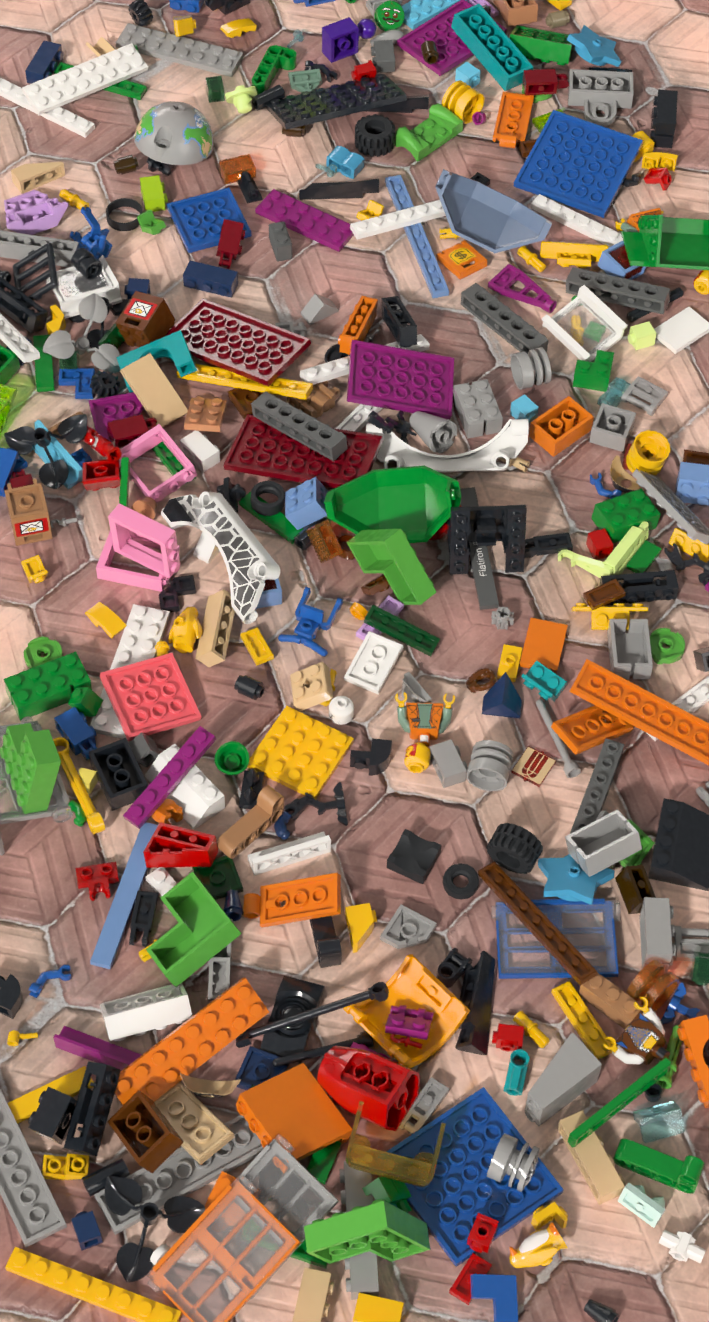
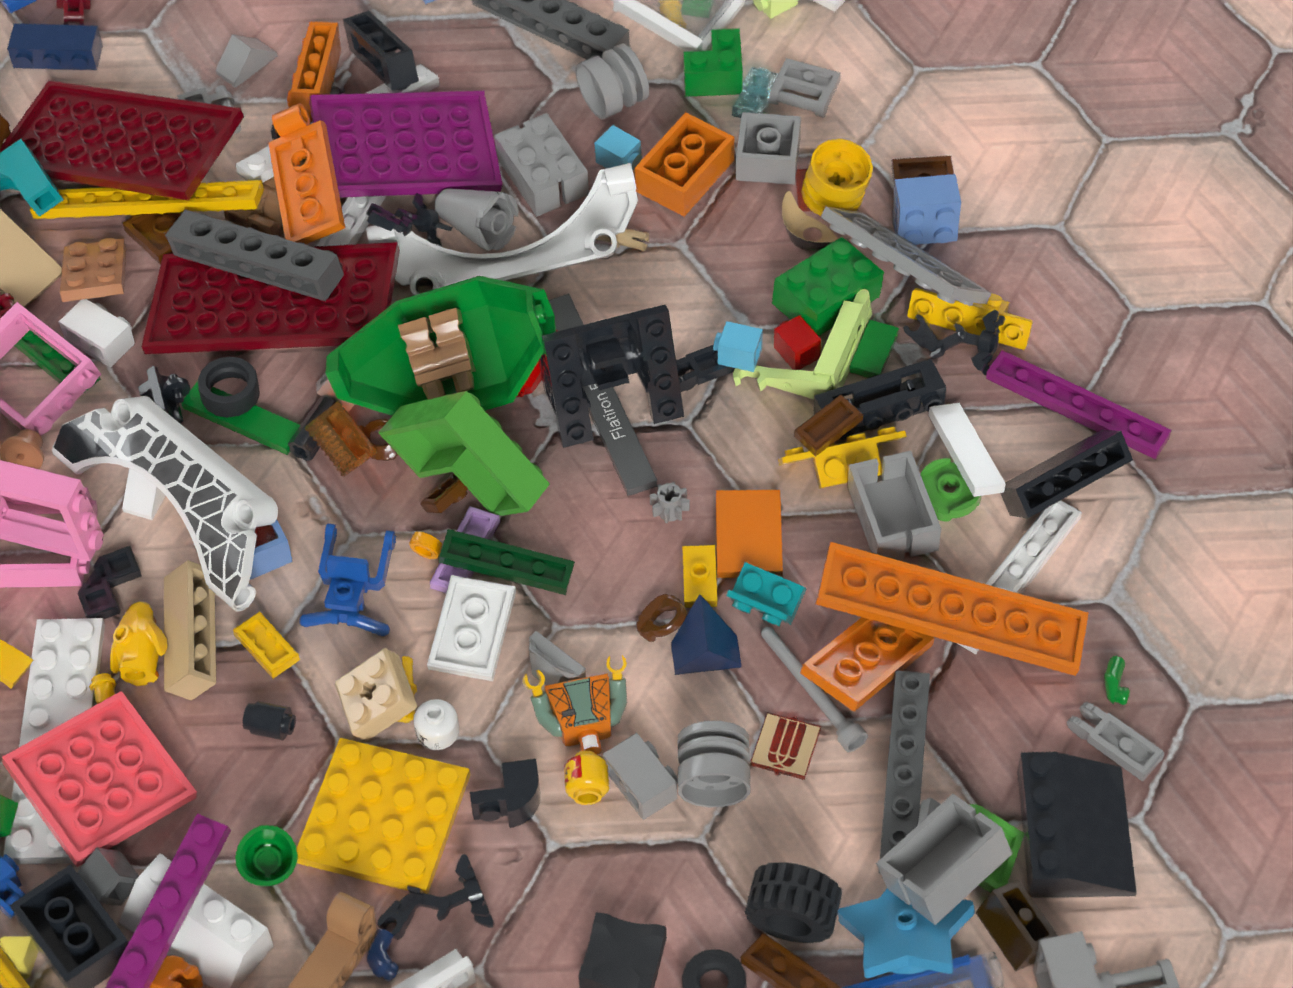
camera: 10 degrees left, 0 degrees up
(251, 788) = (312, 901): black tile -> none
(305, 503) = (295, 382): medium blue piece -> none
(338, 396) = (305, 192): none -> orange hinge
(391, 510) = (440, 363): none -> medium nougat hips
(564, 538) = (739, 346): none -> medium azure brick
(601, 491) = (779, 256): blue arm -> none
(681, 626) = (966, 449): none -> white tile

